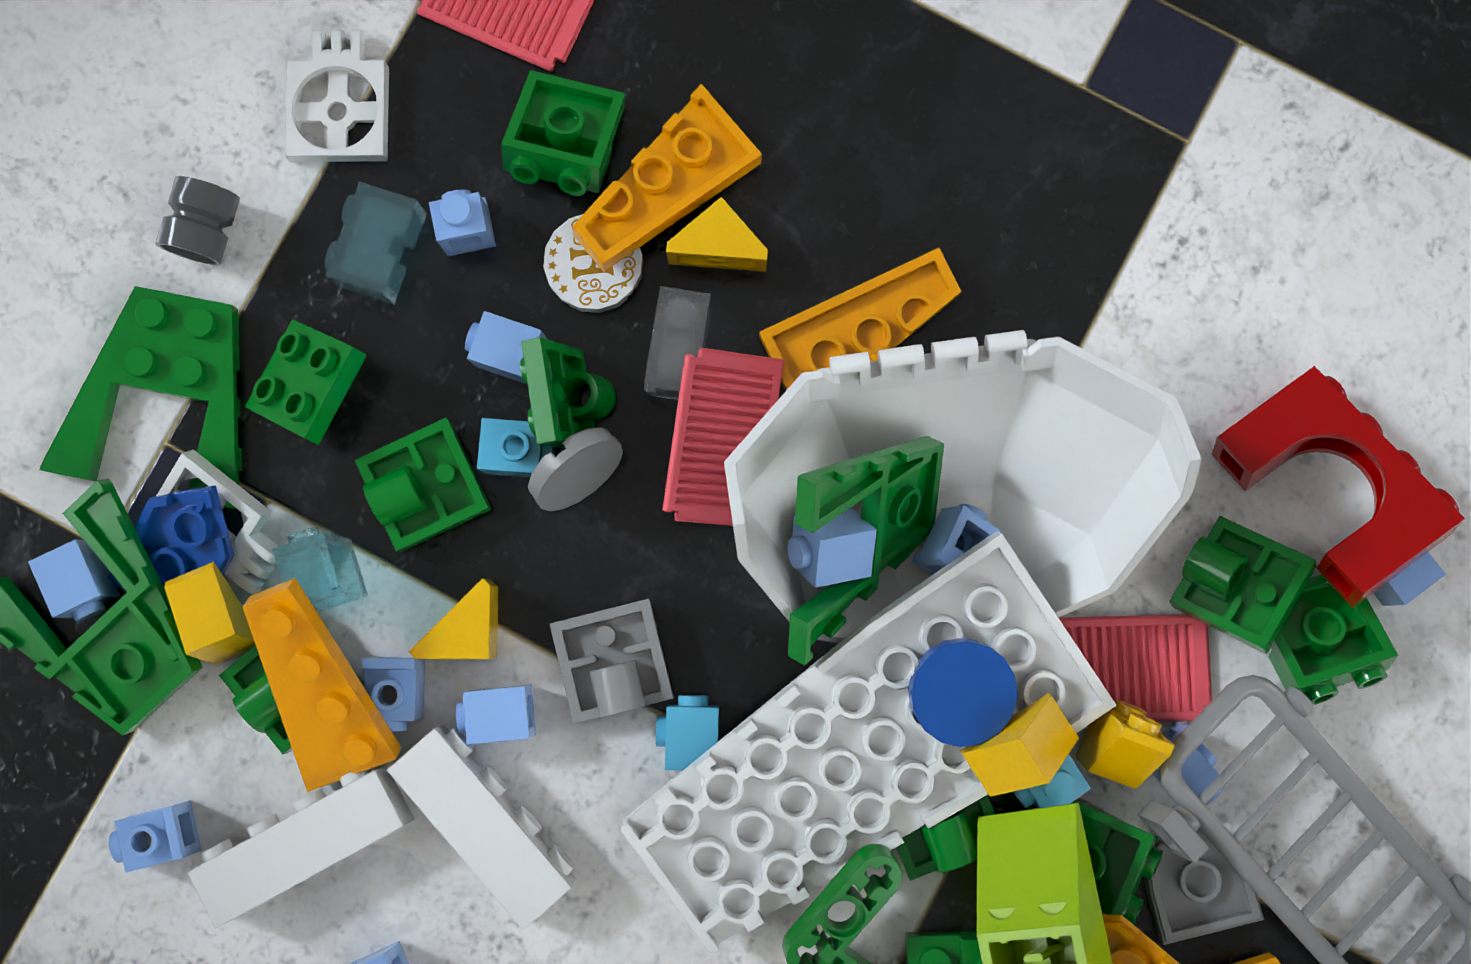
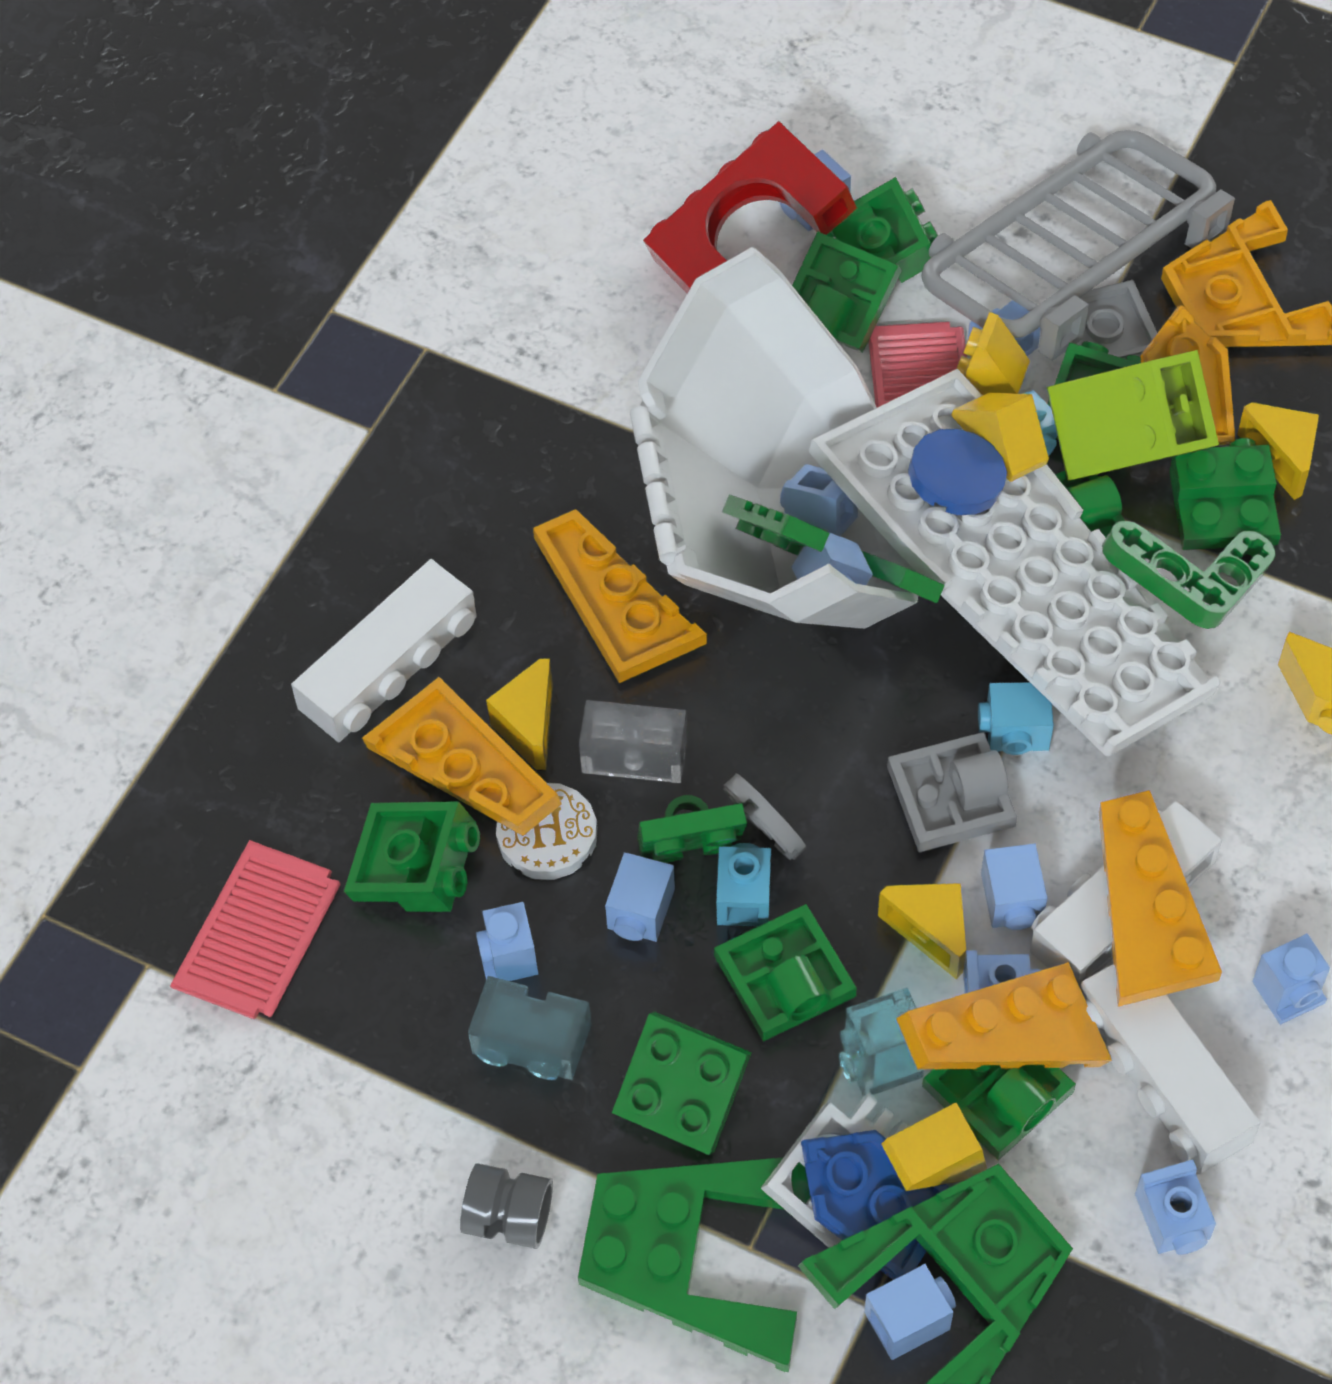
camera: 90 degrees left, 25 degrees down
(338, 66) = (327, 1089): white piece -> none
(431, 849) = (1153, 917): none -> light orange wing
(716, 409) = (727, 693): coral window -> none
(797, 102) = (385, 651): none -> white brick

